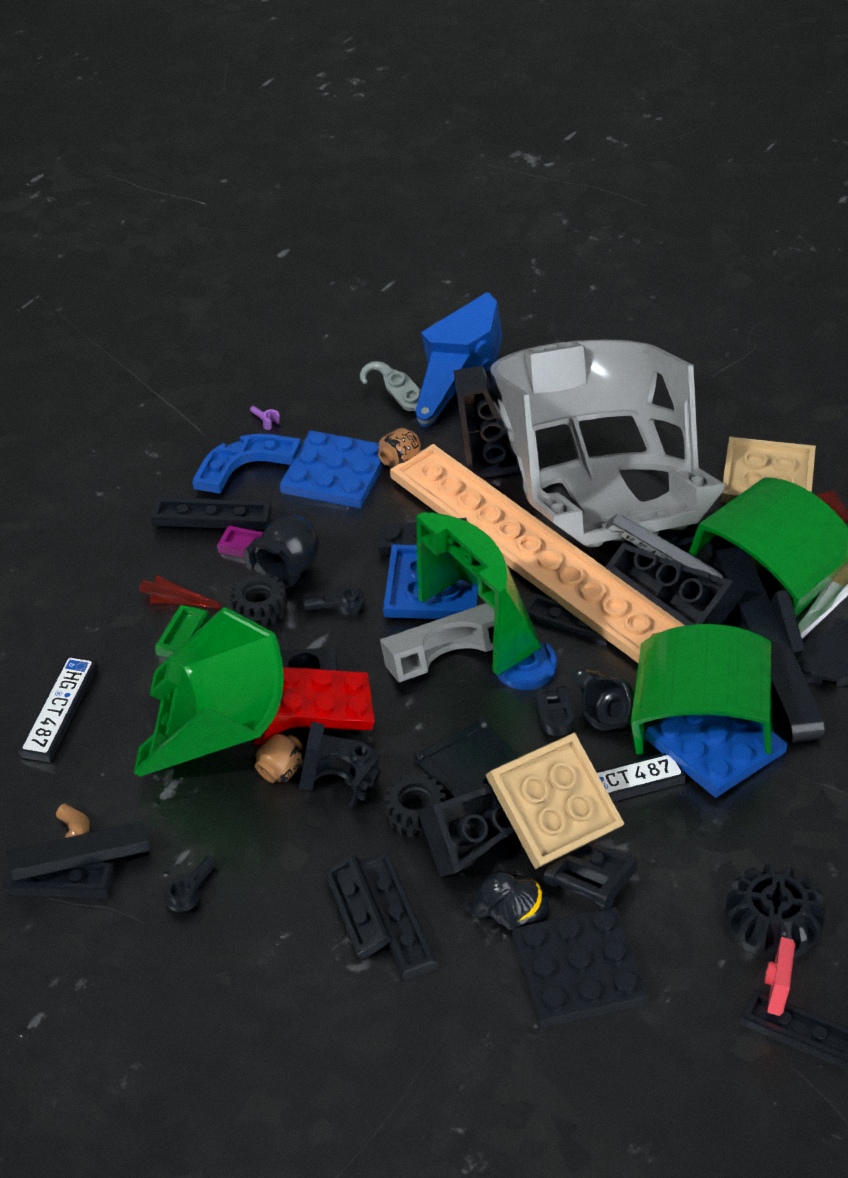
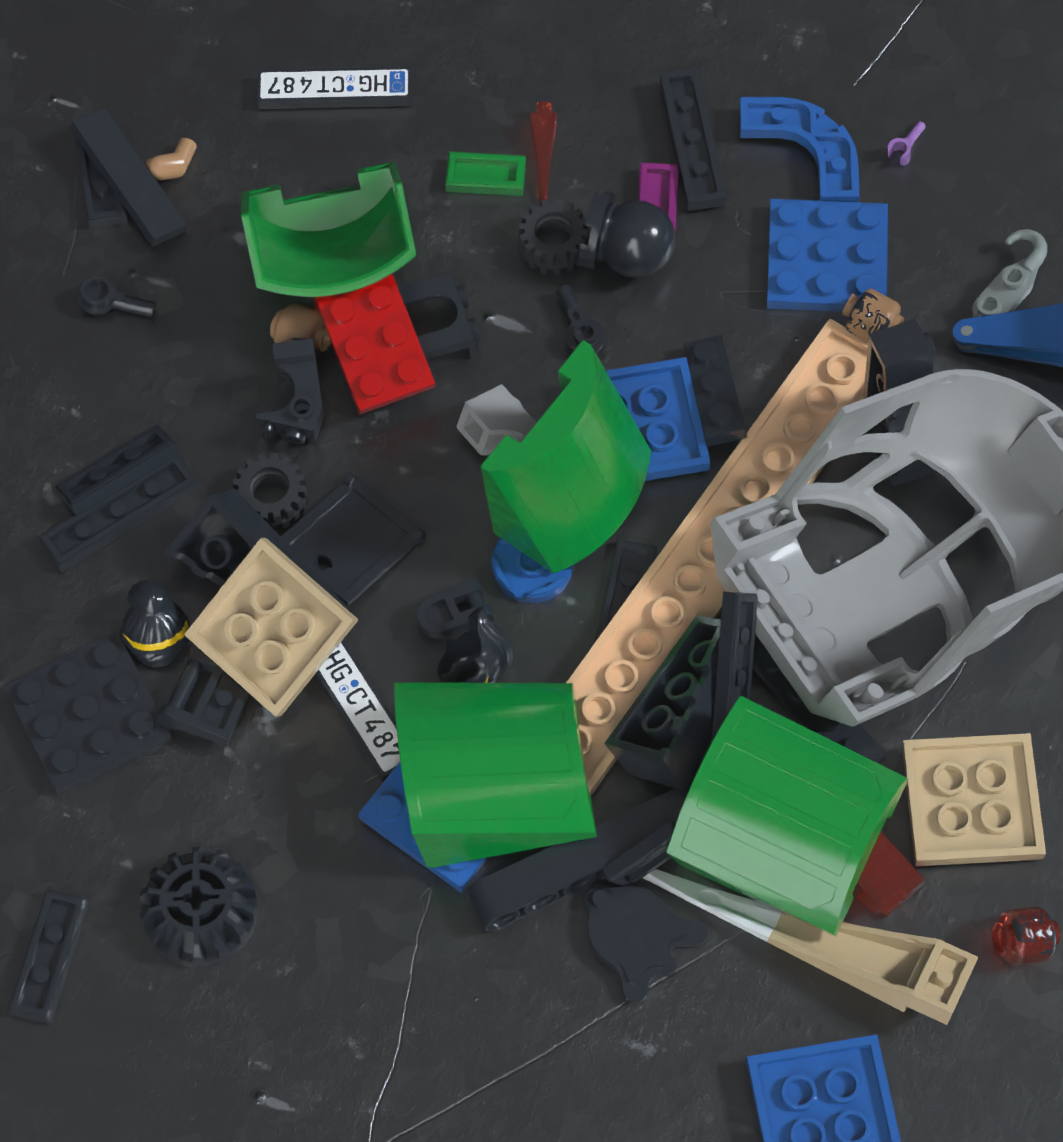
camera: 75 degrees right, 20 degrees up
(779, 976) = (94, 916): coral plate -> none

